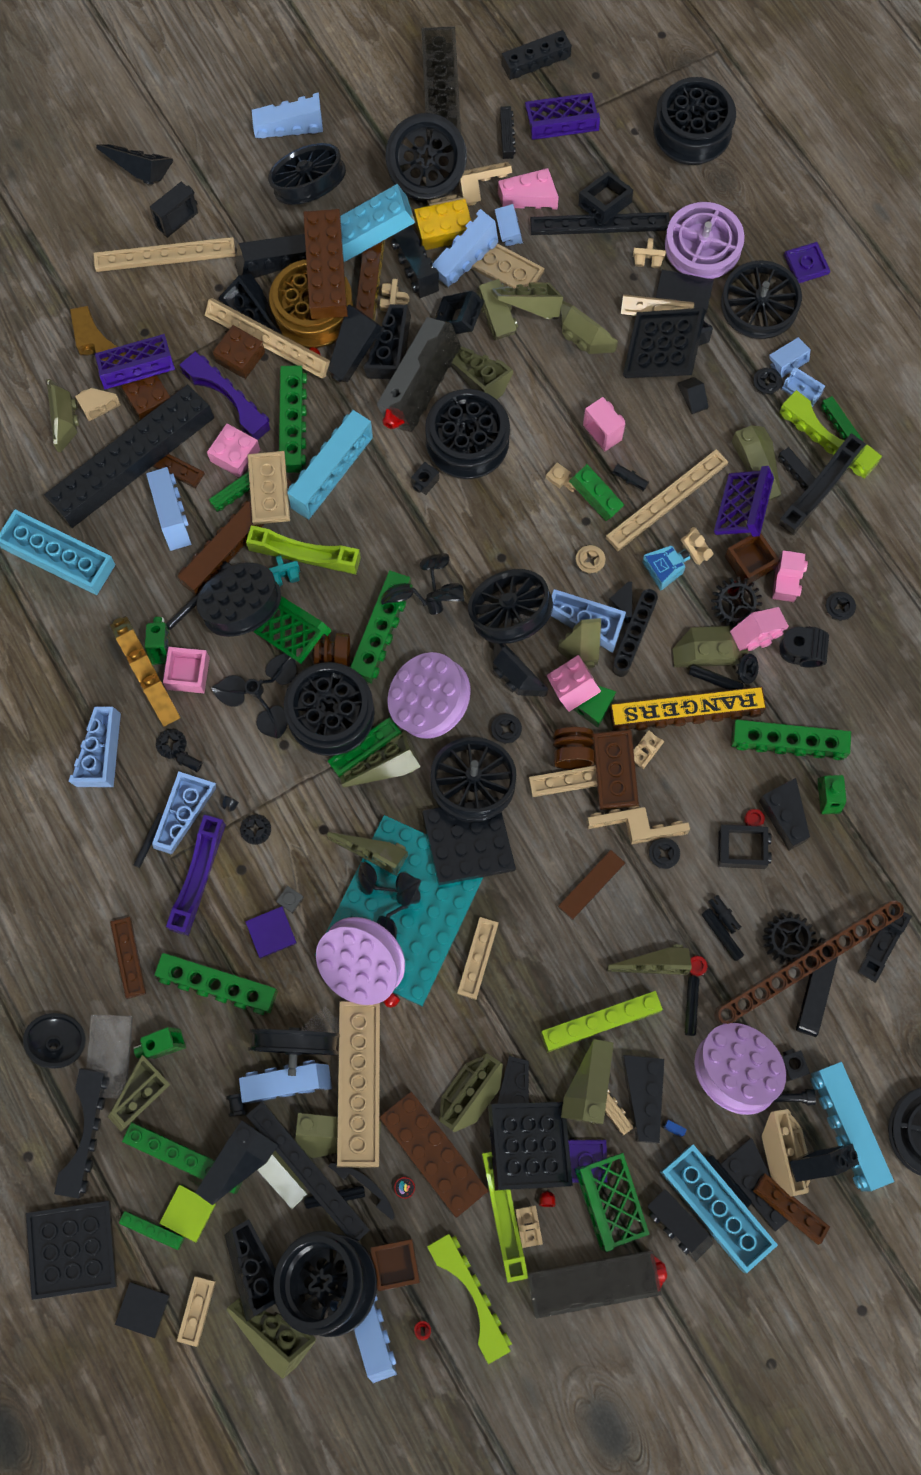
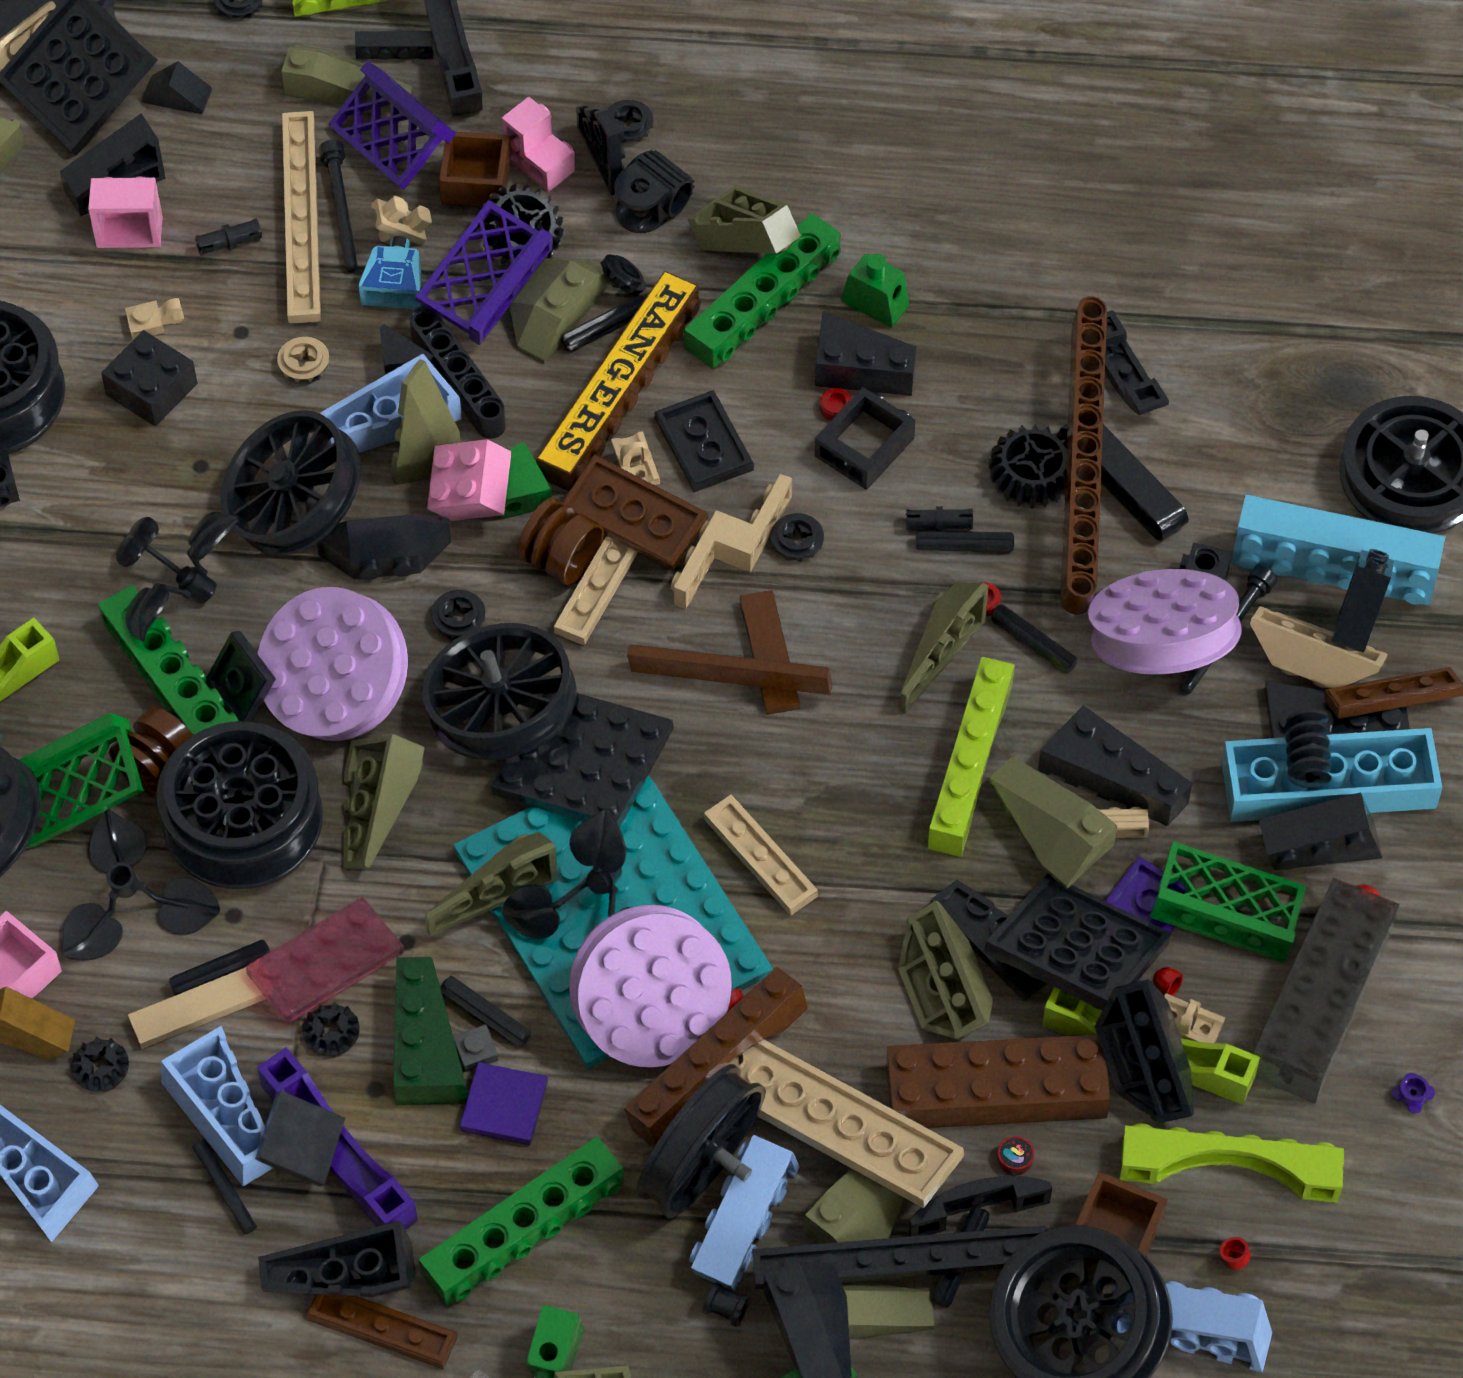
camera: 55 degrees left, 15 degrees down
(139, 926) = (348, 1265): none -> black wedge
(183, 858) = (300, 1138): none -> black tile
(189, 761) = (150, 1054): black pin -> none
(228, 801) = (263, 1037): black hinge -> none
(229, 764) = (194, 1008): none -> tan tile
(252, 759) = (218, 967): none -> black axle
(274, 874) = (424, 1046): none -> dark green wedge
(286, 801) = (324, 959): none -> clear pink plate
(310, 890) = (485, 1011): none -> black axle
(376, 739) = (333, 777): green plate -> none
(386, 1018) = (759, 1014): none -> reddish brown arch
(396, 660) = (240, 677): none -> black tile
(489, 1223) = (1146, 1052): none -> black wedge
(526, 501) = (149, 378): none -> black brick
(563, 874) = (730, 669): none -> reddish brown tile
(566, 1367) = (1415, 1083): none -> dark purple plate
(596, 492) = (217, 284): green brick -> none
(628, 400) = (124, 154): none -> black wedge
(674, 1128) = (1187, 759): blue tile -> none
(685, 771) = (704, 441): none -> black tile
(694, 622) = (508, 286): none -> dark purple fence
(711, 489) = (332, 156): none -> black piece
(714, 1191) = (1308, 748): none -> black piece
(759, 629) = (584, 219): bright pink piece -> none
(814, 604) = (603, 141): none -> black plate
(817, 704) = (744, 223): none -> olive wedge

